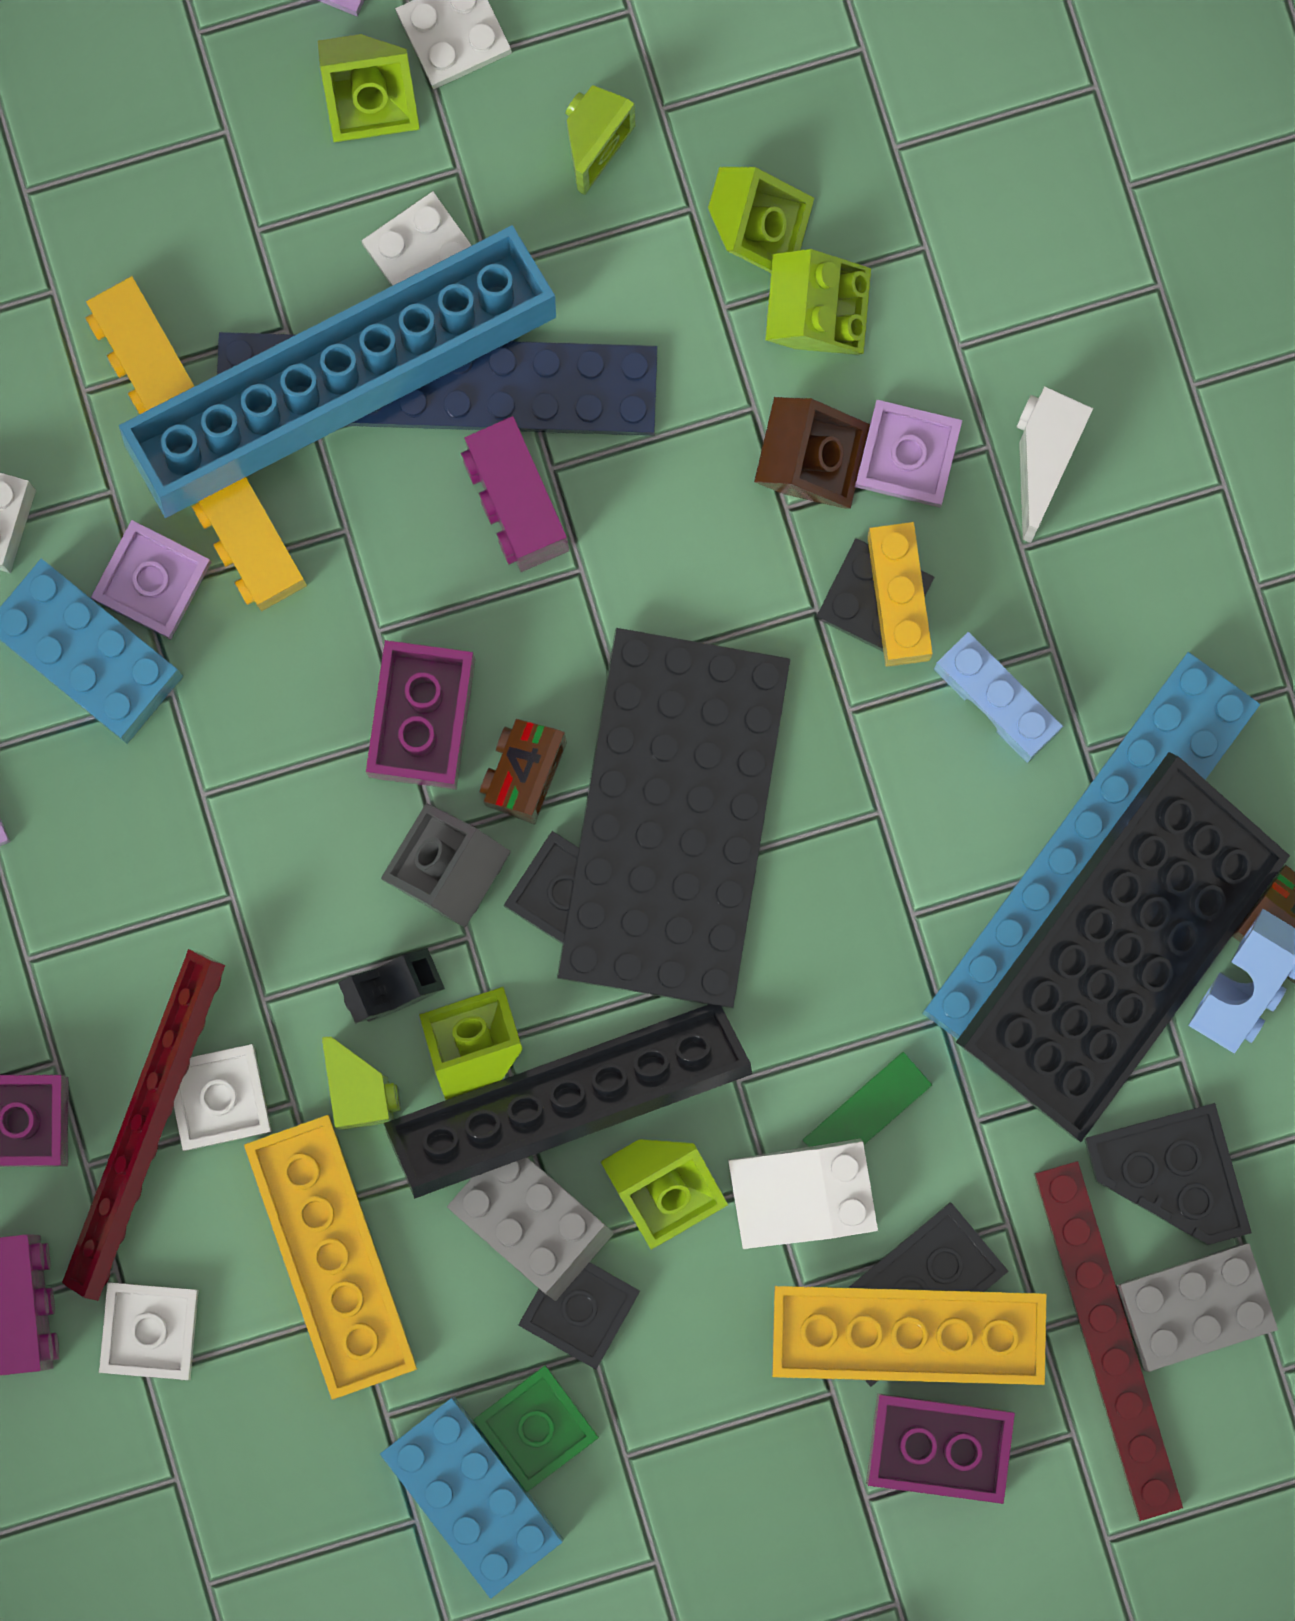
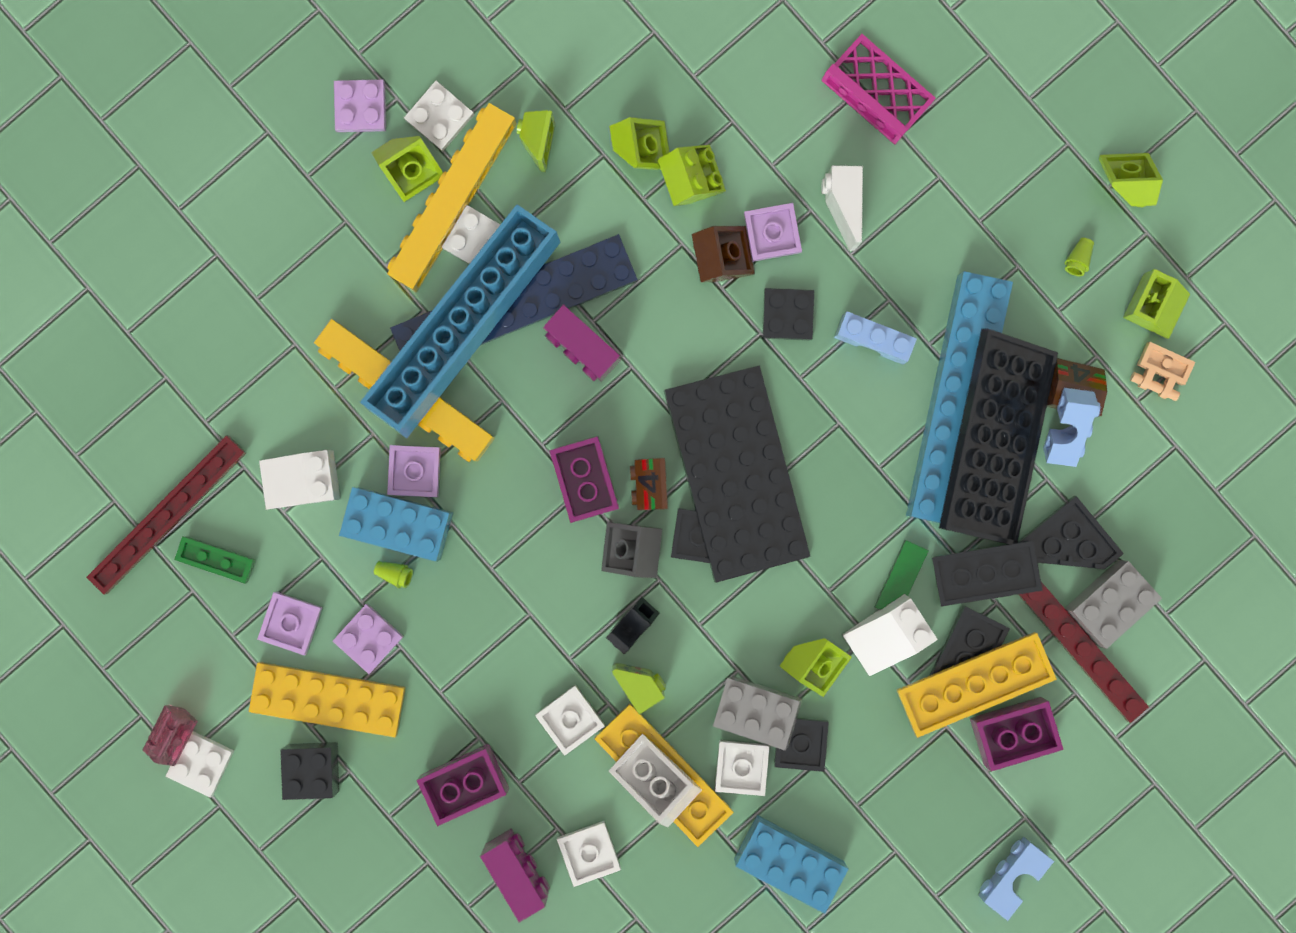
camera: 30 degrees left, 5 degrees up
(42, 730) = (394, 573): none -> lime cone
(143, 1124) = (539, 752): dark red plate -> none
(312, 1255) = (655, 781): none -> white slope
(422, 163) = (454, 192): none -> yellow brick
(463, 1303) = (742, 768): none -> white plate
(471, 1042) = (687, 636): lime slope -> none
(536, 1428) = (806, 814): green plate -> none
(567, 1099) = (749, 644): black plate -> none
(899, 594) = (803, 307): yellow brick -> none
(1009, 1162) = (987, 573): none -> black plate
(1150, 306) = (862, 100): none -> dark pink fence

